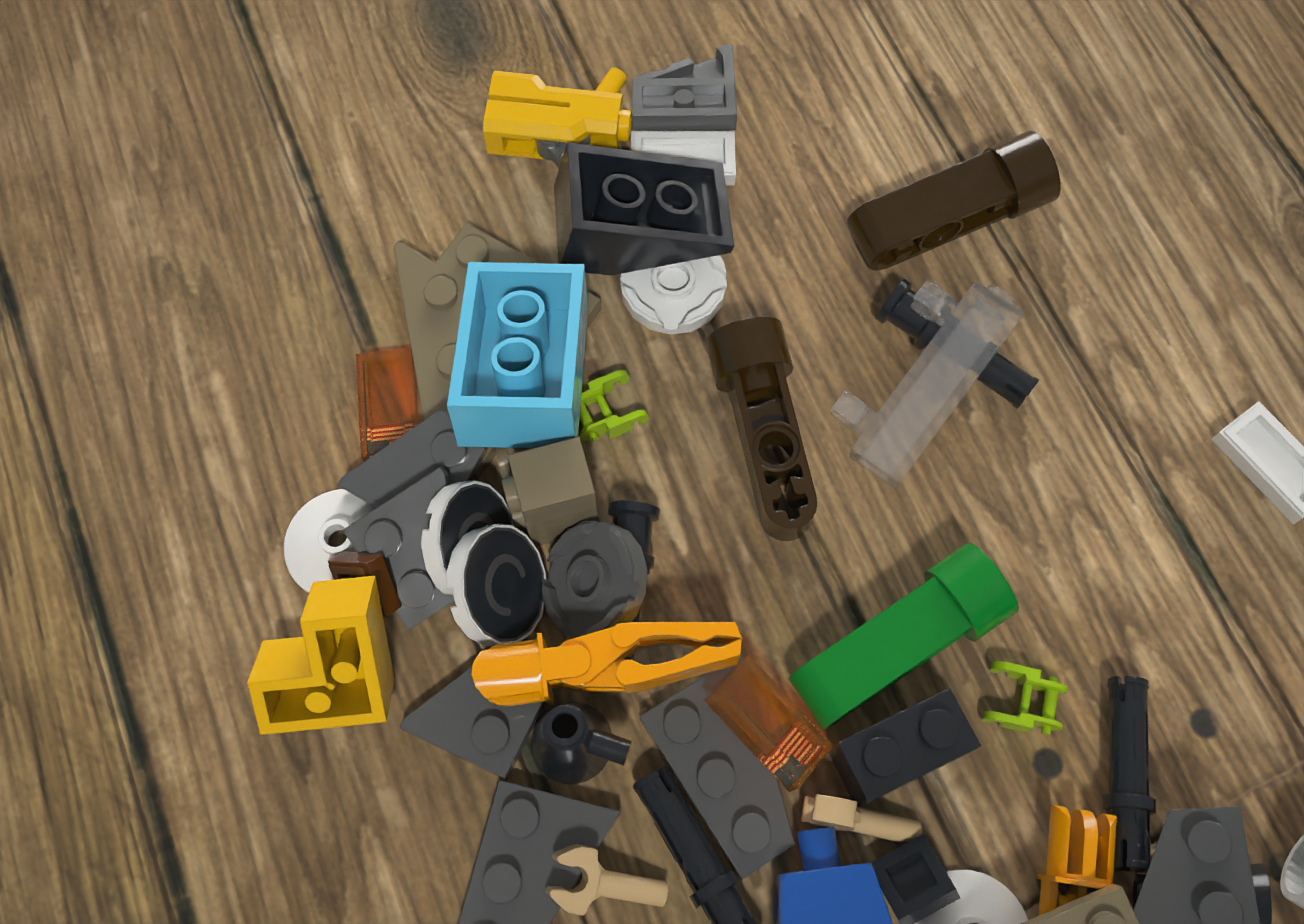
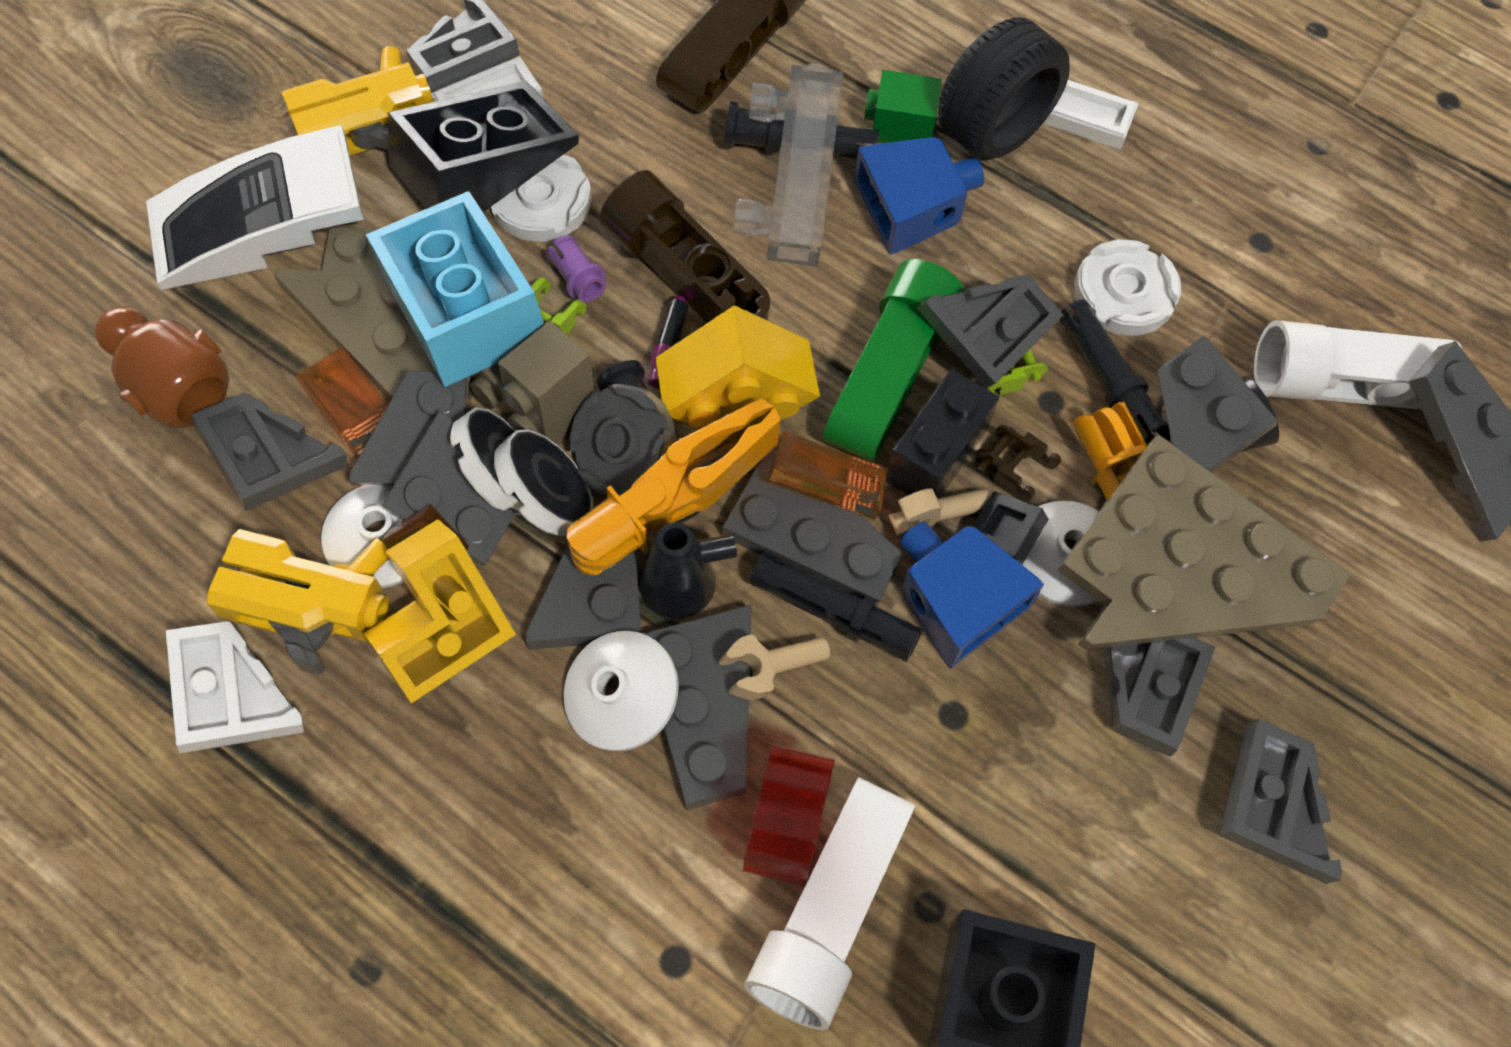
camera: 35 degrees left, 5 degrees down
(127, 622) = (223, 691): none -> white wing
(241, 583) = (298, 596): none -> yellow piece
(247, 291) = (162, 366): none -> dark orange piece
(287, 412) = (262, 450): none -> dark grey wing
(412, 173) = (252, 207): none -> slope
(474, 831) = (640, 703): none -> white dish
(660, 386) = (583, 278): none -> medium lavender pin
(704, 497) = (669, 333): none -> black piece
(743, 570) = (733, 365): none -> yellow brick
(987, 801) = (1024, 447): none -> dark brown piece
(1025, 661) = (992, 324): none -> dark grey wing
(1039, 463) = (914, 189): none -> blue torso
(1079, 370) = (903, 106): none -> green brick
(1192, 407) = (1003, 88): none -> black tyre
(1205, 684) = (1128, 287): none -> white tile

